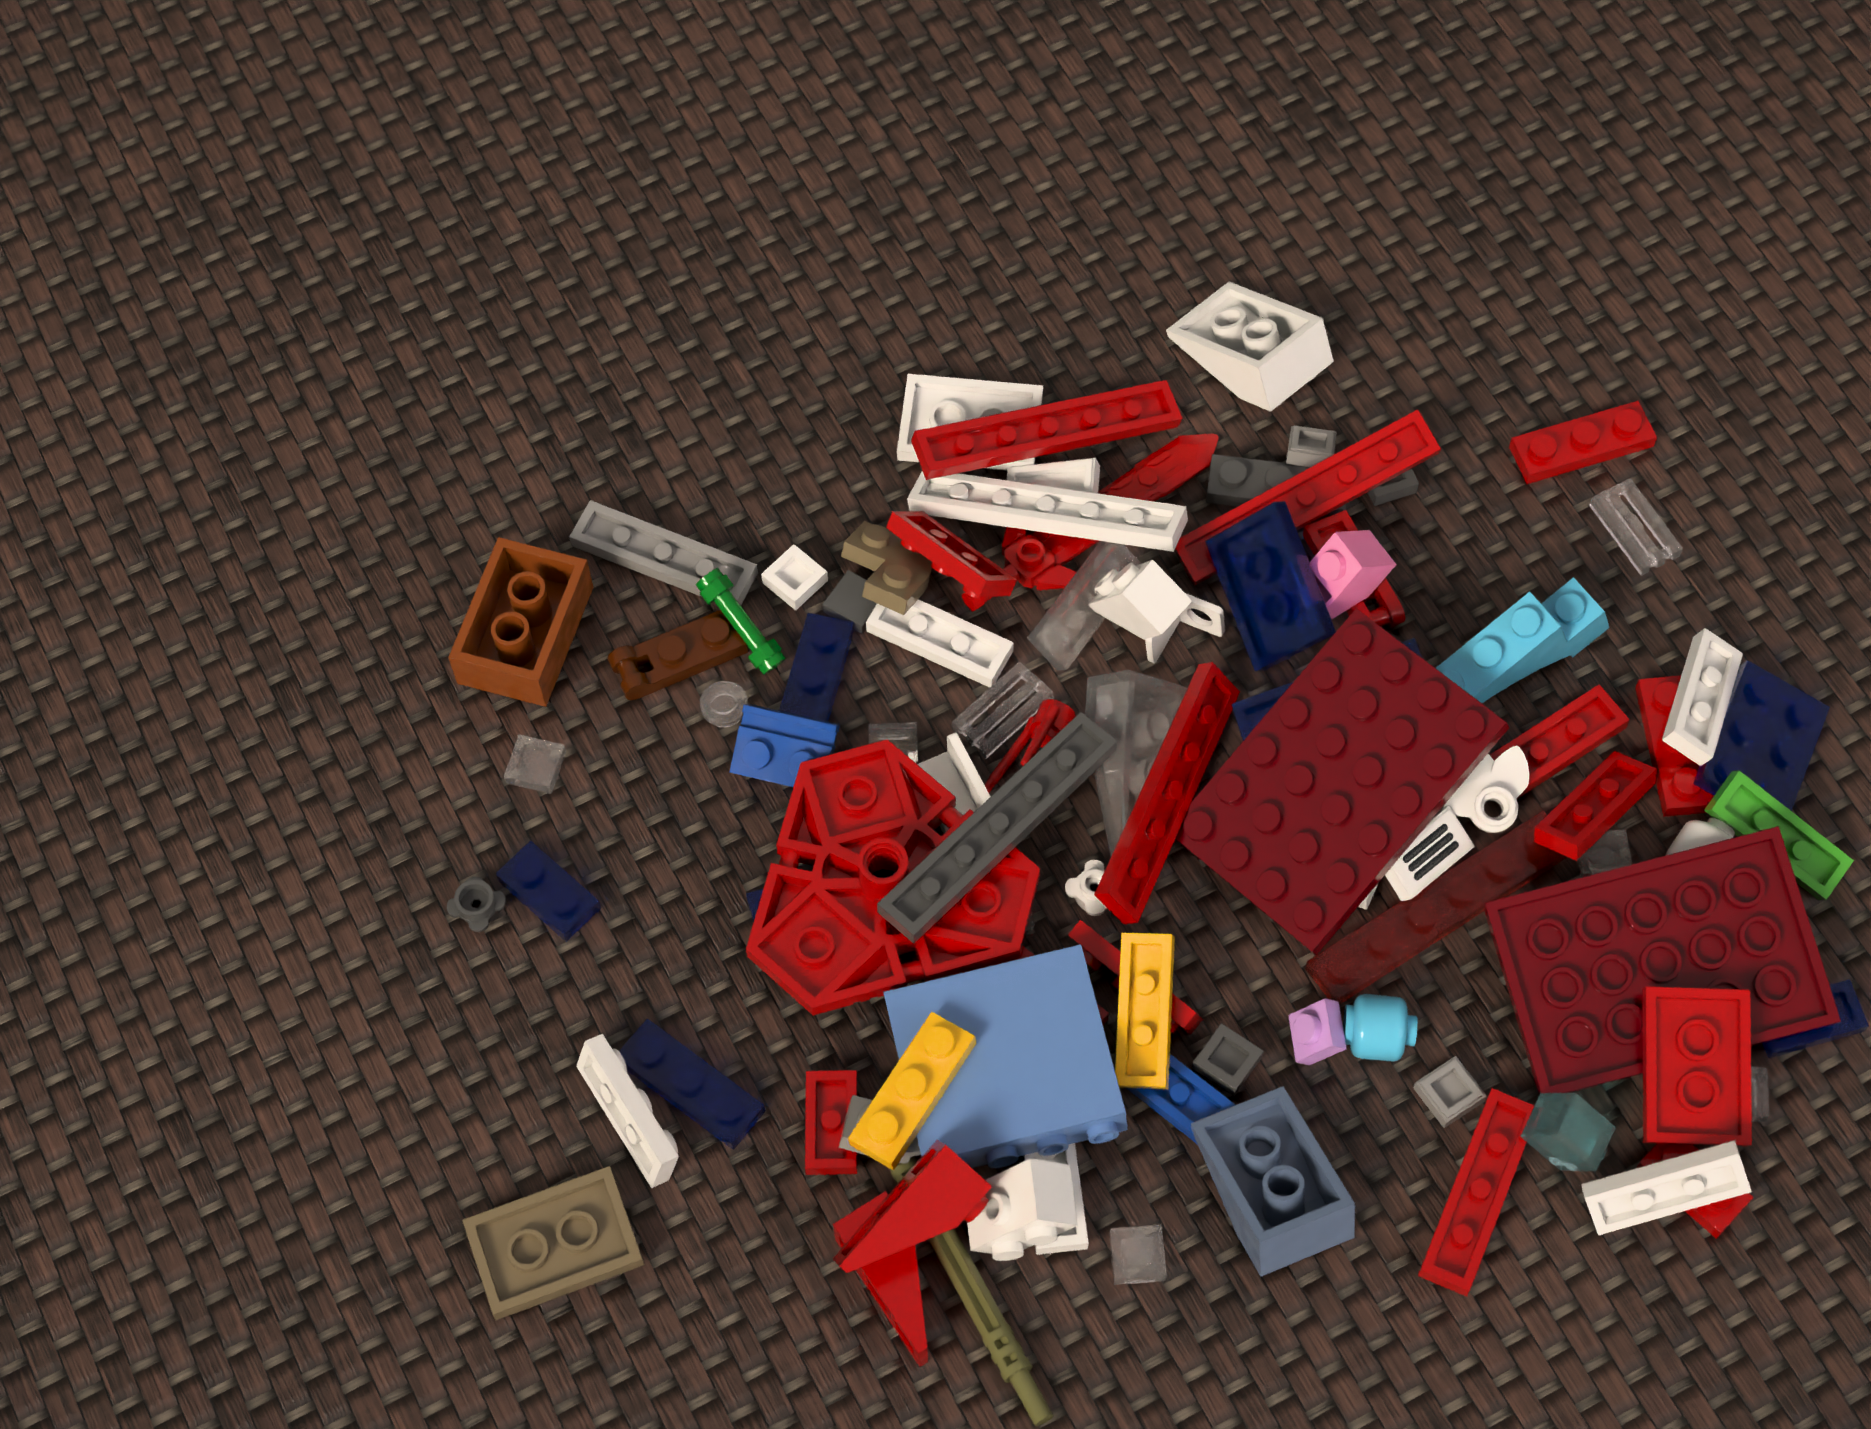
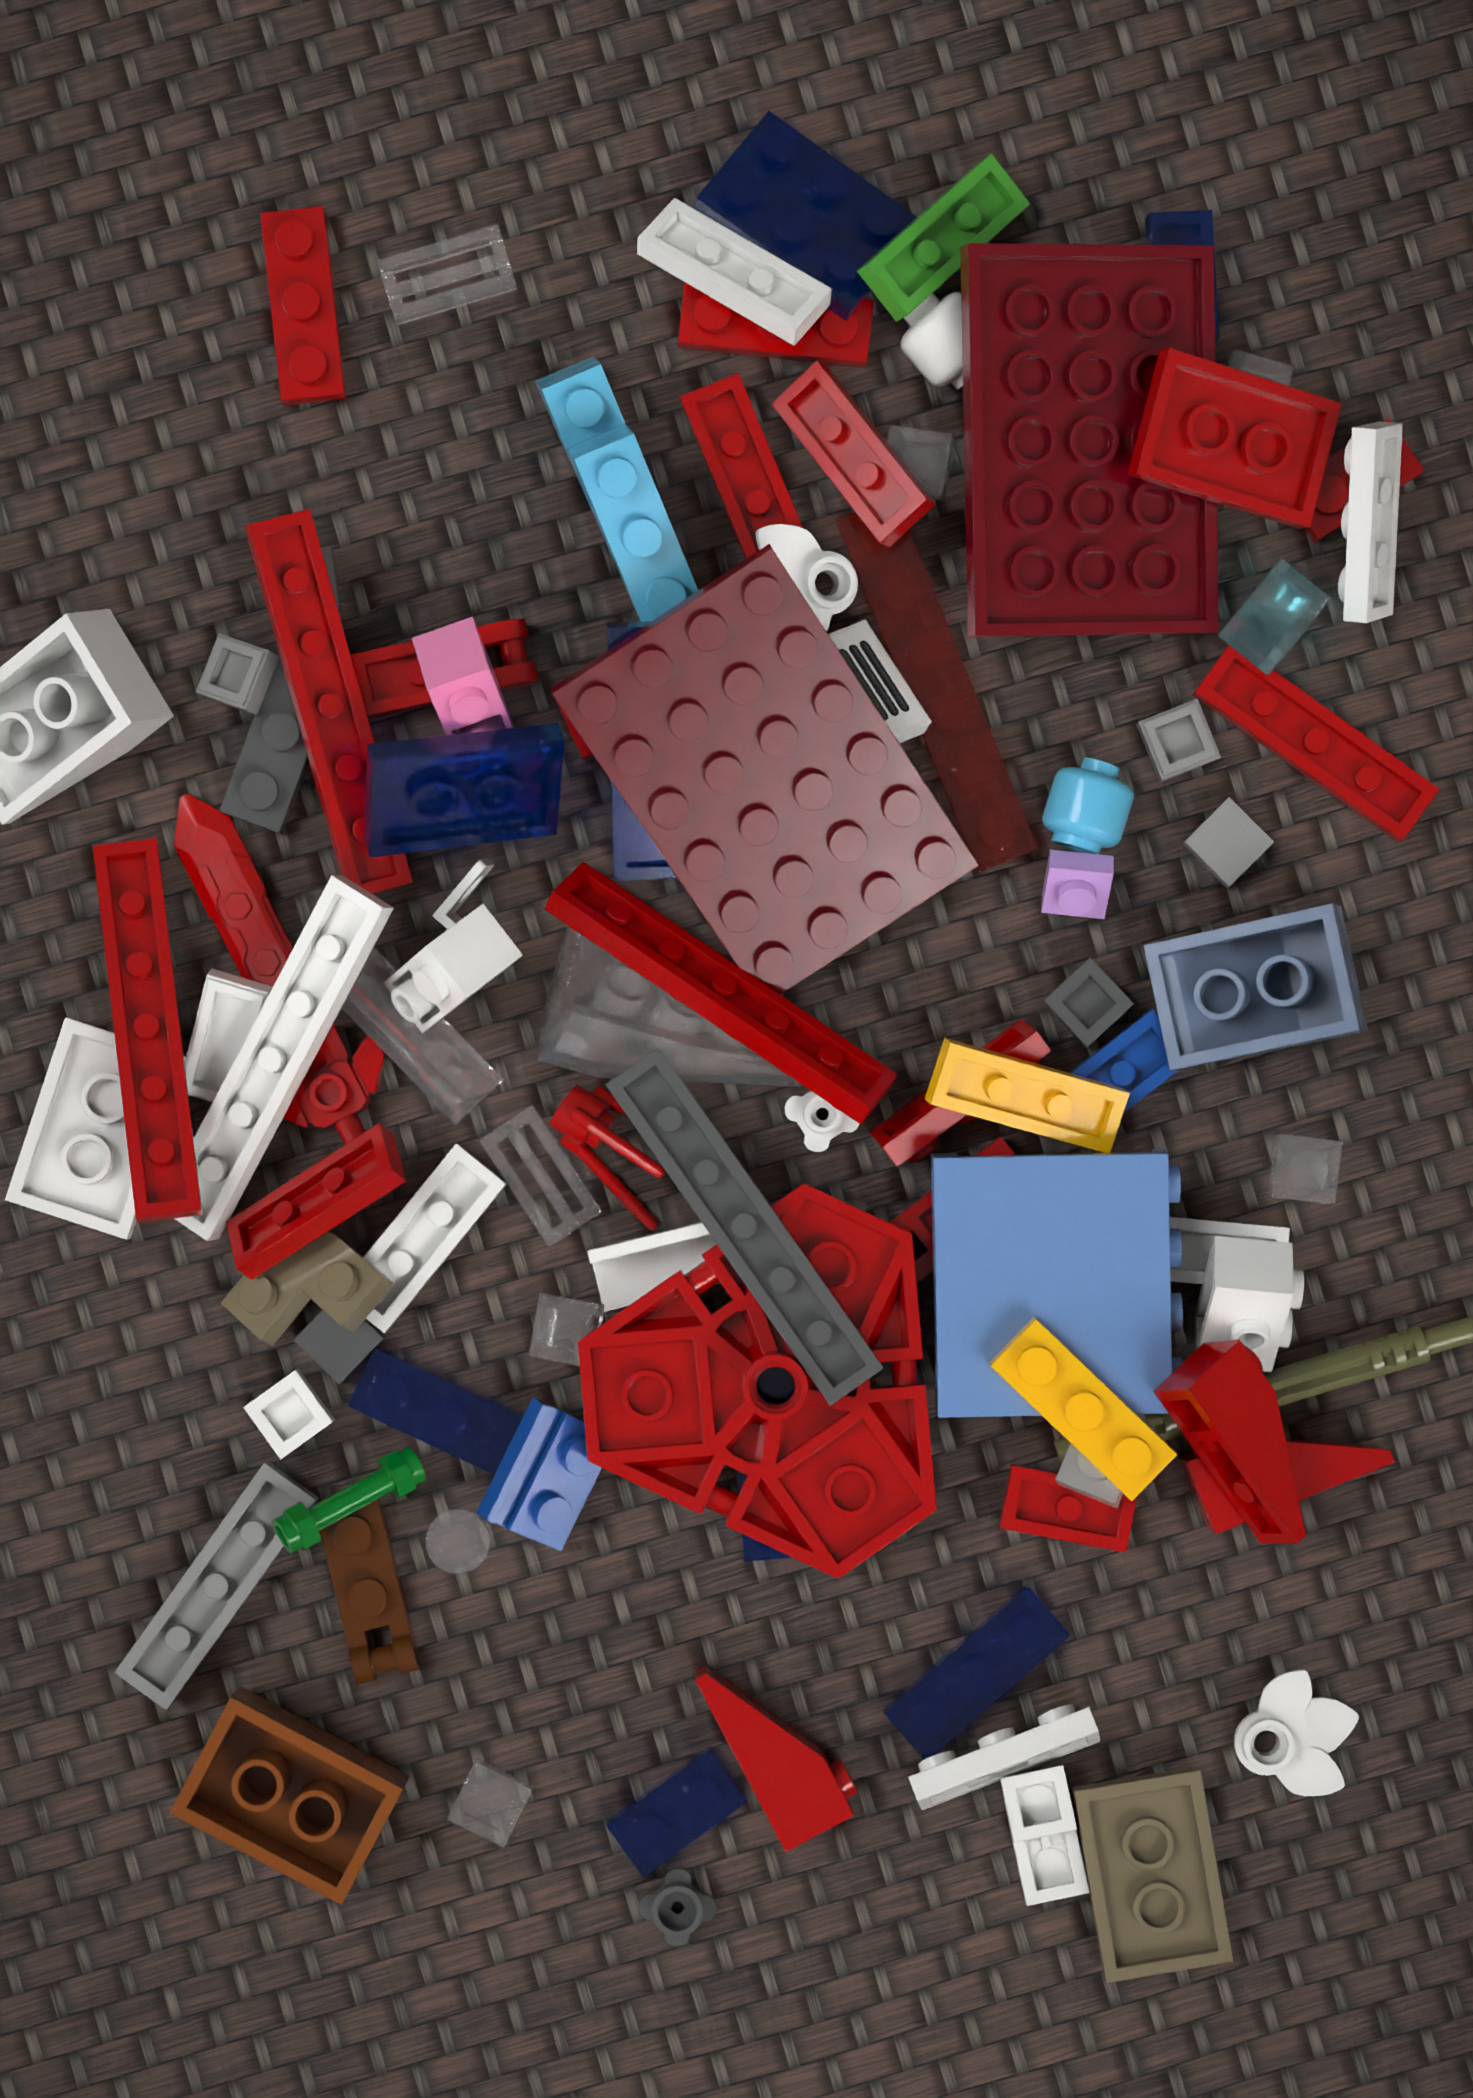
camera: 85 degrees left, 25 degrees up
(579, 1151) = (1044, 1835): none -> white slope
(591, 953) = (783, 1766): none -> red slope
(685, 1343) = (1304, 1734): none -> white plate
(1380, 1143) = (1228, 842): none -> light grey tile

